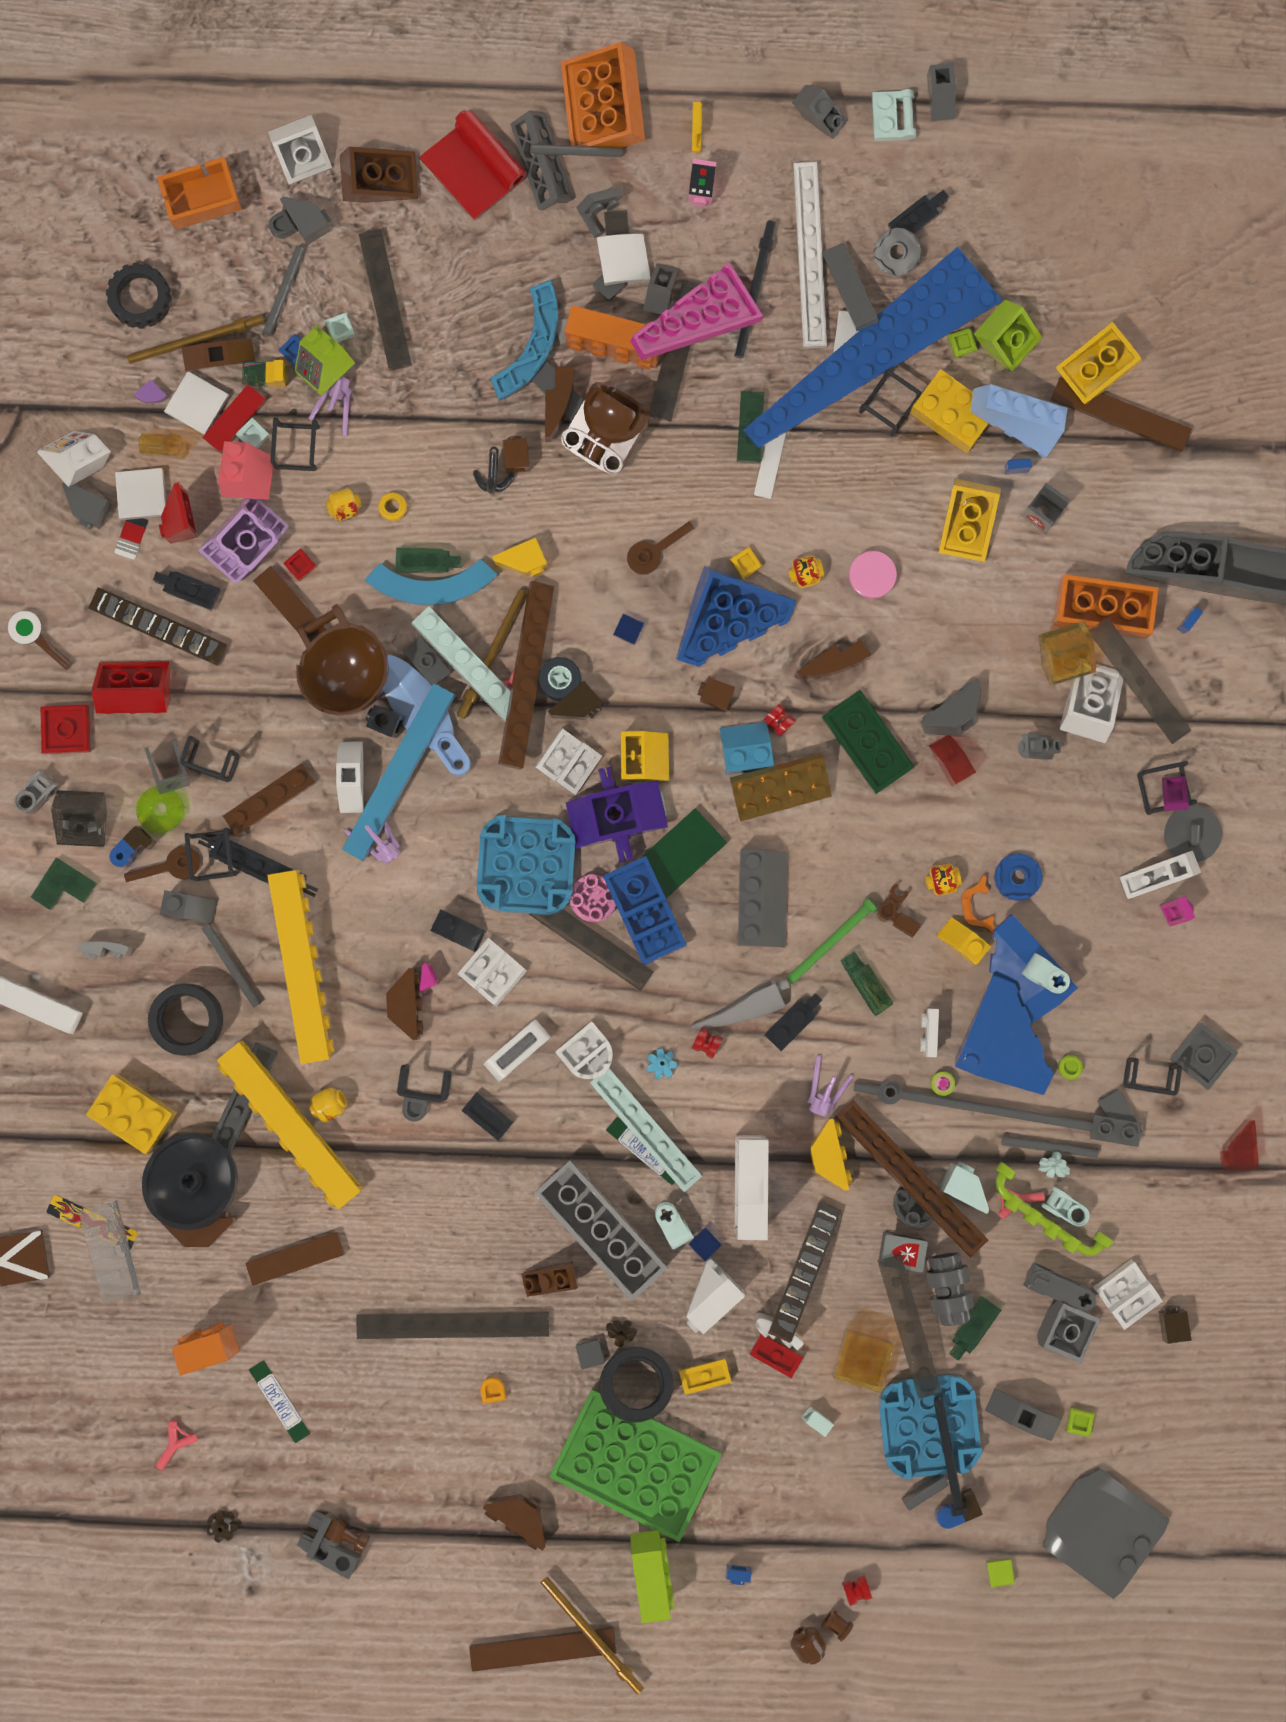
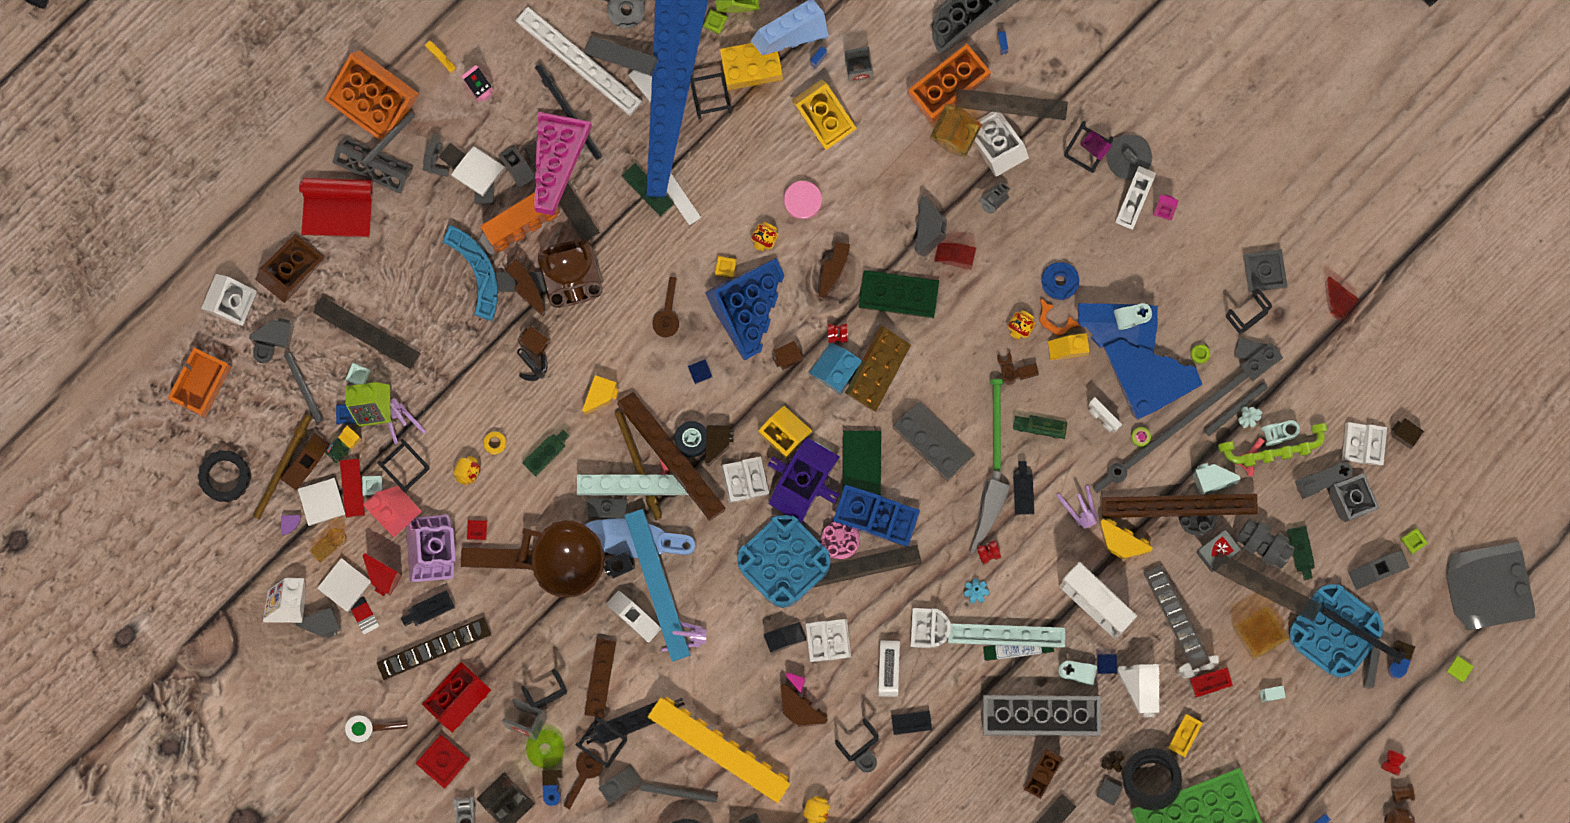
camera: 45 degrees left, 5 degrees down
(431, 592) = (567, 467): dark azure tile -> none

